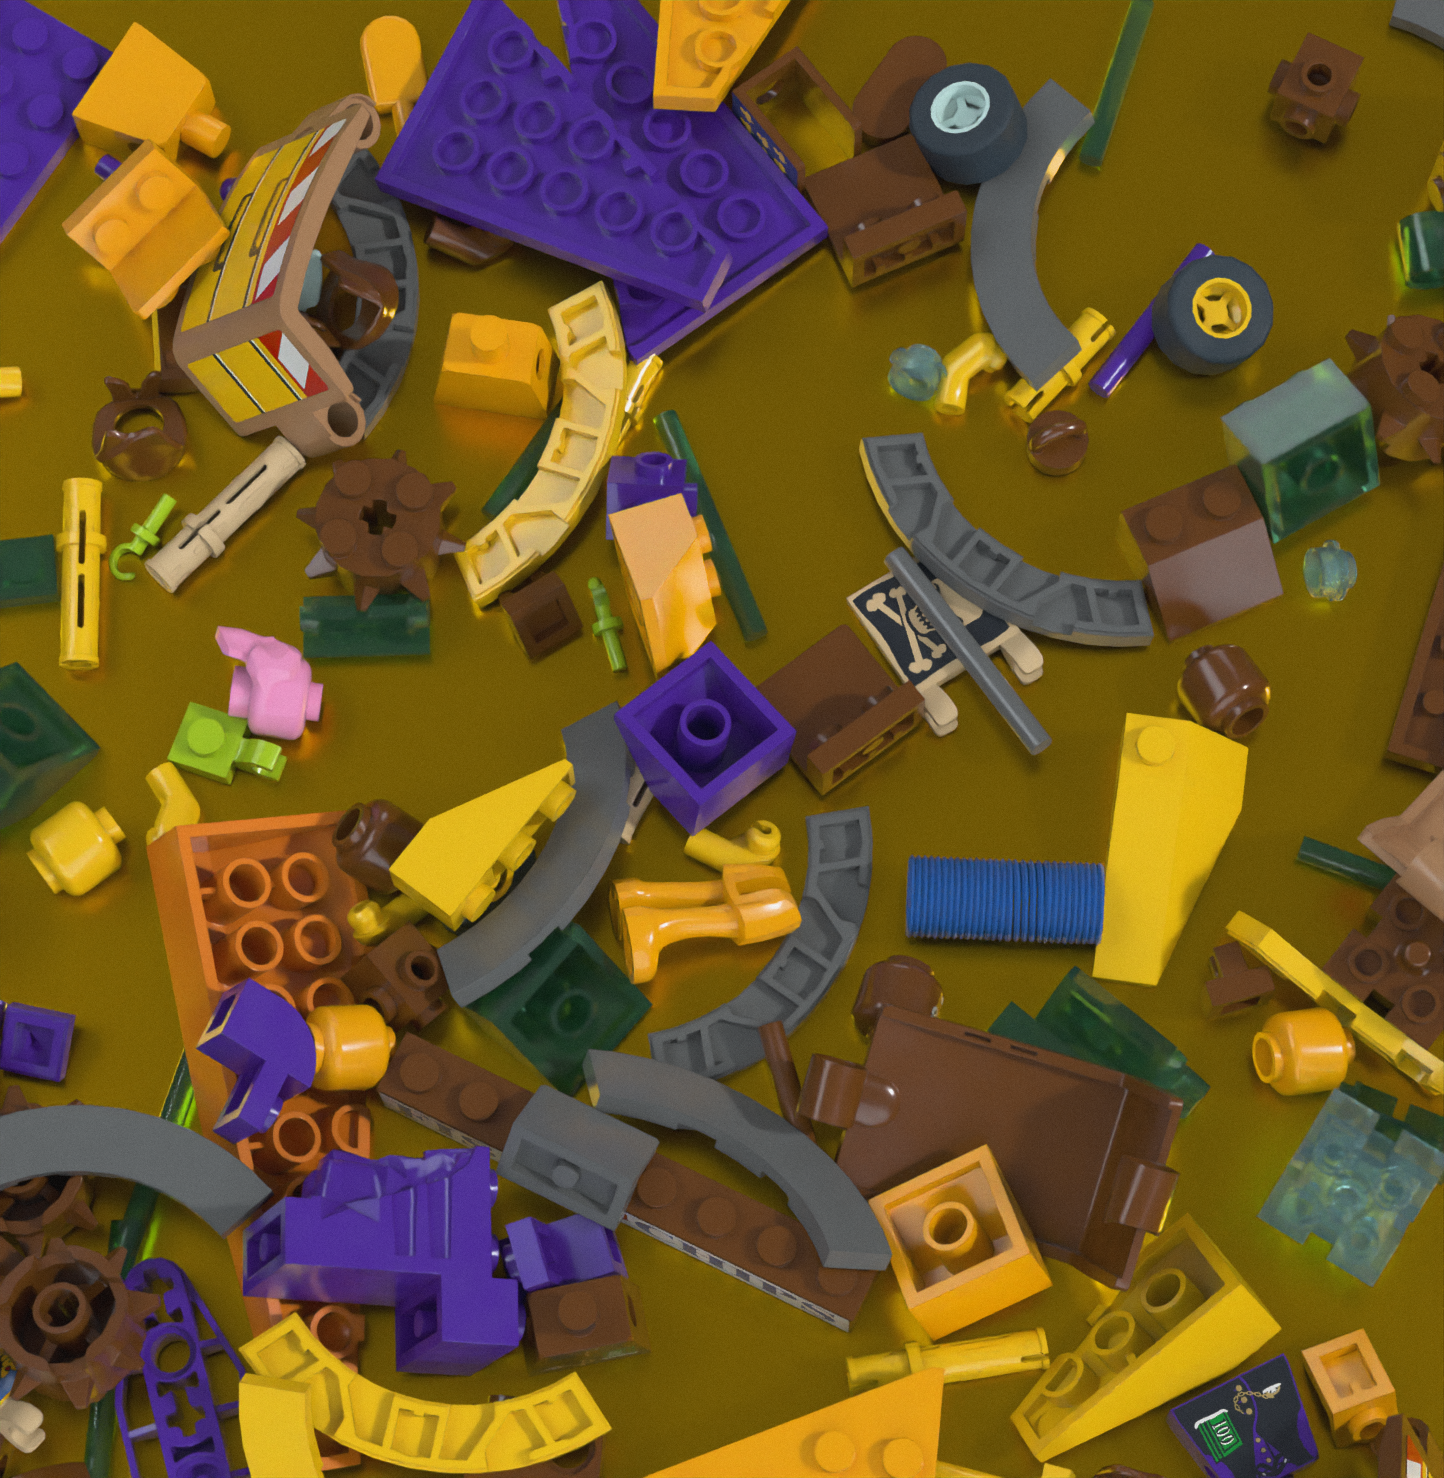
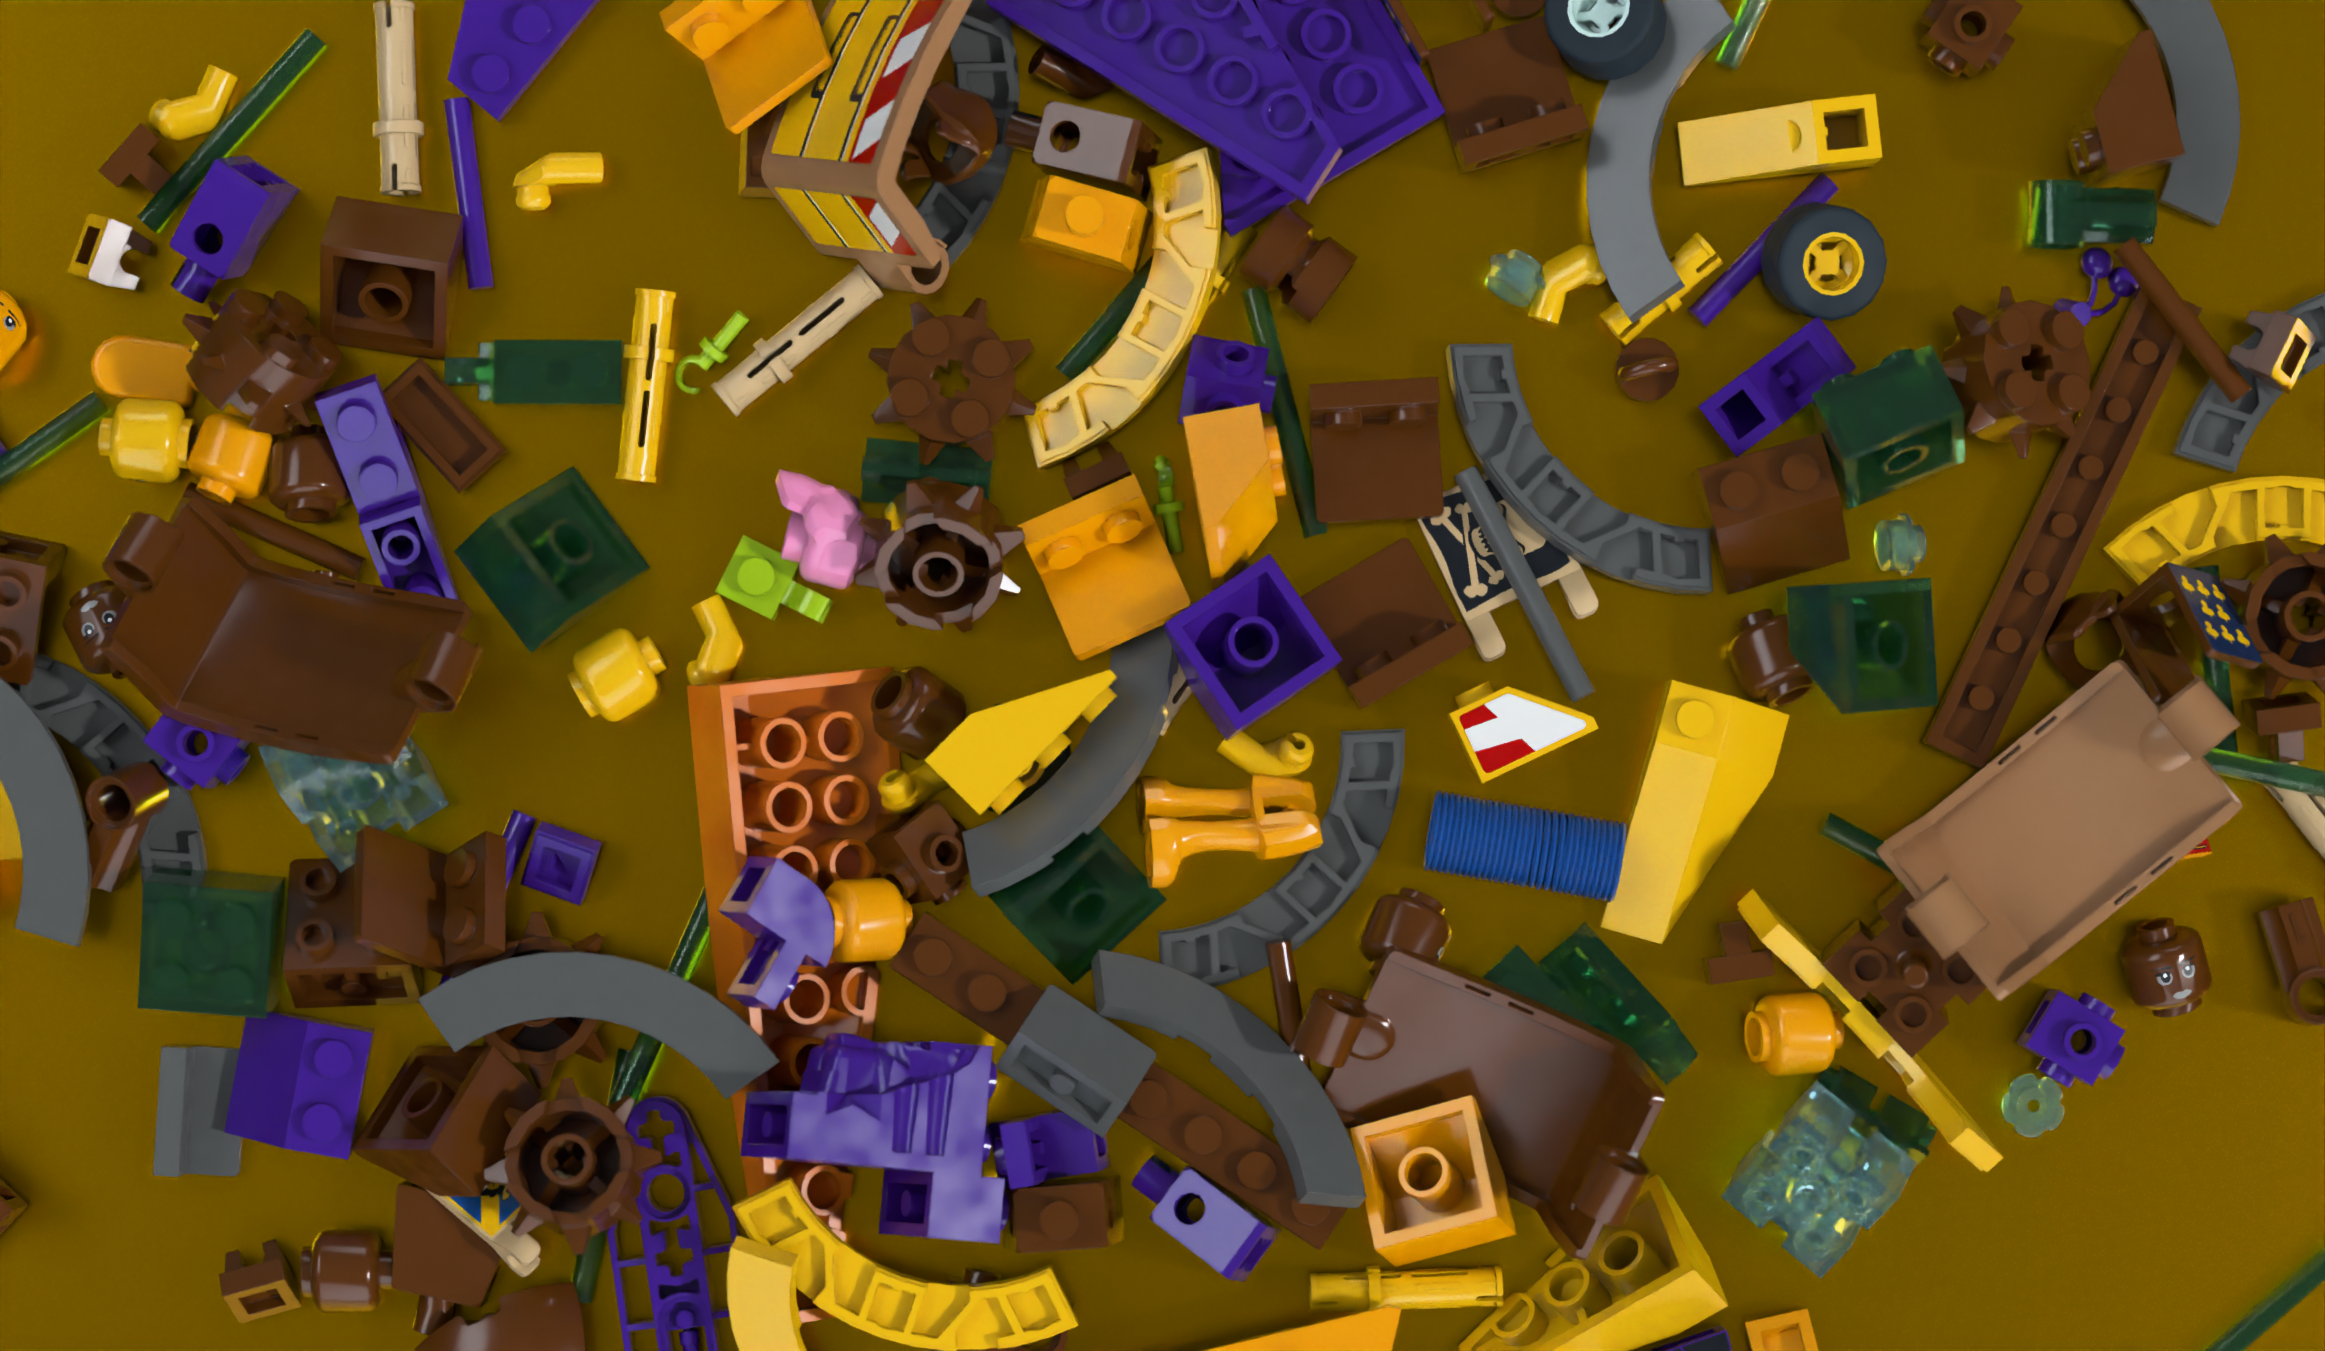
camera: 10 degrees right, 15 degrees up
(143, 453) = (725, 268): reddish brown piece -> none
(391, 720) = (939, 554): none -> reddish brown brick
(488, 282) = (1110, 150): none -> reddish brown torso
(547, 678) = (1105, 567): none -> light orange bracket
(701, 379) = (1297, 264): none -> reddish brown wheel
(752, 1323) = (1229, 1233): none -> torso
(803, 538) = (1376, 450): none -> reddish brown bracket
(977, 789) = (1512, 728): none -> slope
(1157, 212) = (1781, 141): none -> yellow slope
(1186, 437) = (1776, 386): none -> dark purple brick
(1312, 647) = (1866, 642): none -> clear green slope

